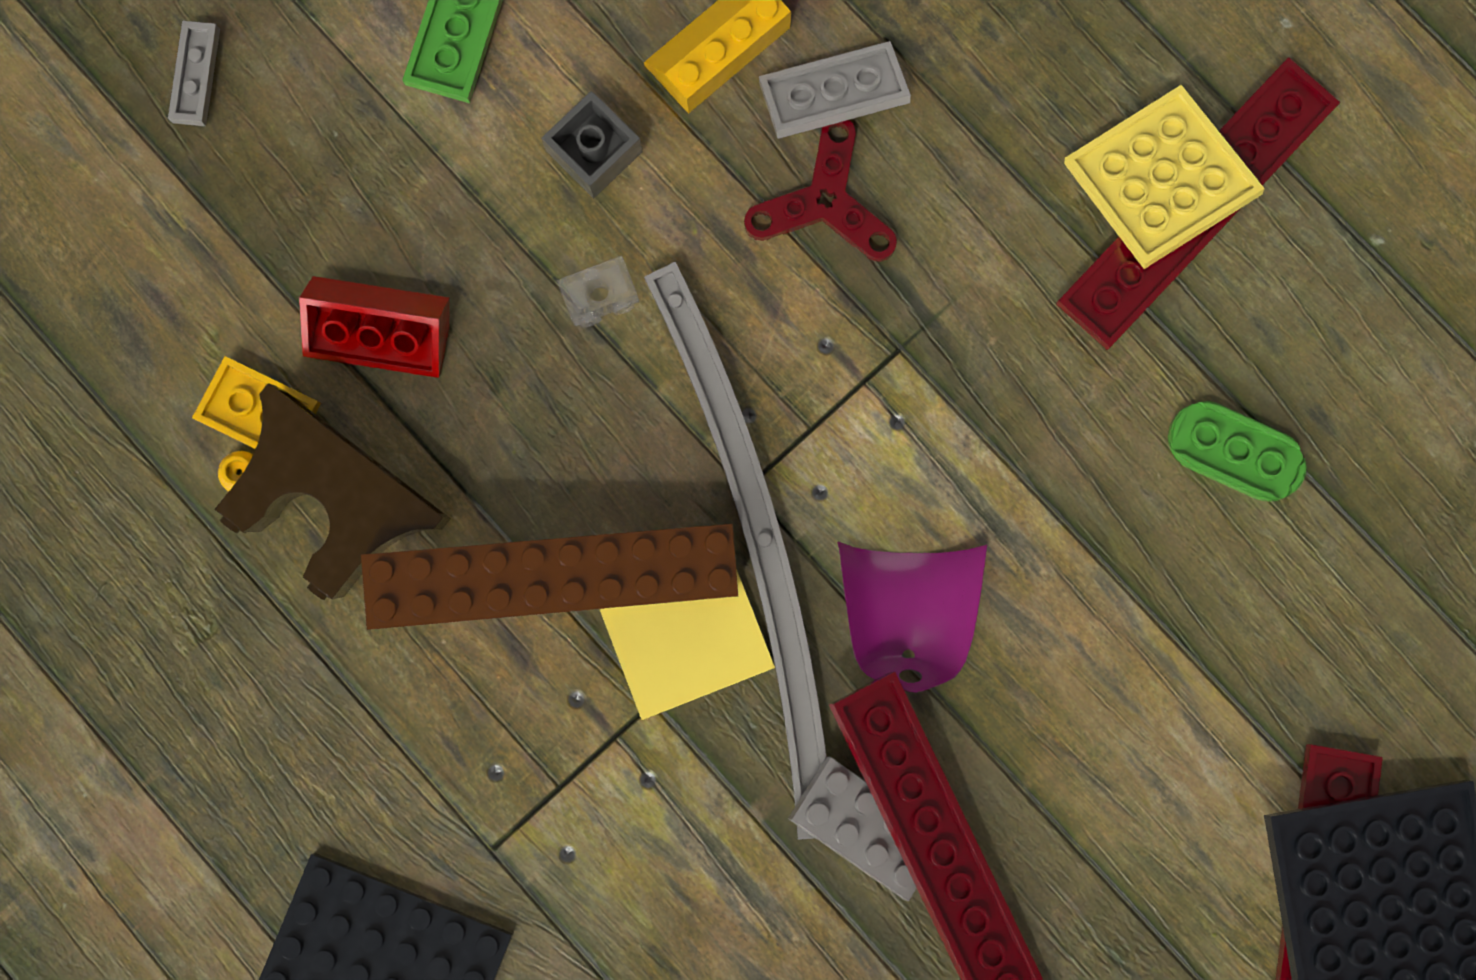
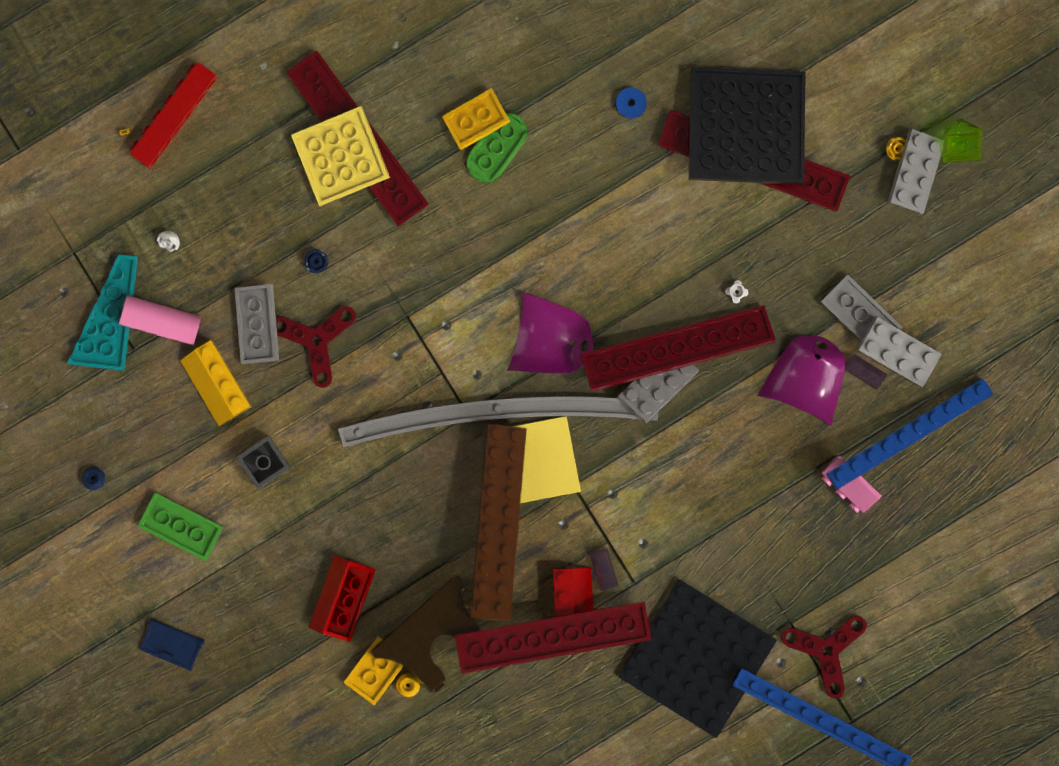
camera: 80 degrees left, 5 degrees up
(194, 73) = (178, 677): light grey plate -> none
(255, 54) = (166, 641): none -> dark blue door
(354, 718) = (552, 637): none -> dark red plate
(426, 745) = (572, 590): none -> red slope
(505, 790) = (603, 569): none -> brick
(609, 275) = (344, 485): clear brick -> none
(966, 161) = (310, 258): none -> dark blue plate
(1069, 956) = (731, 291): none -> white plate
(1283, 403) = (476, 119): none -> yellow plate
(1390, 680) = (626, 110): none -> blue piece

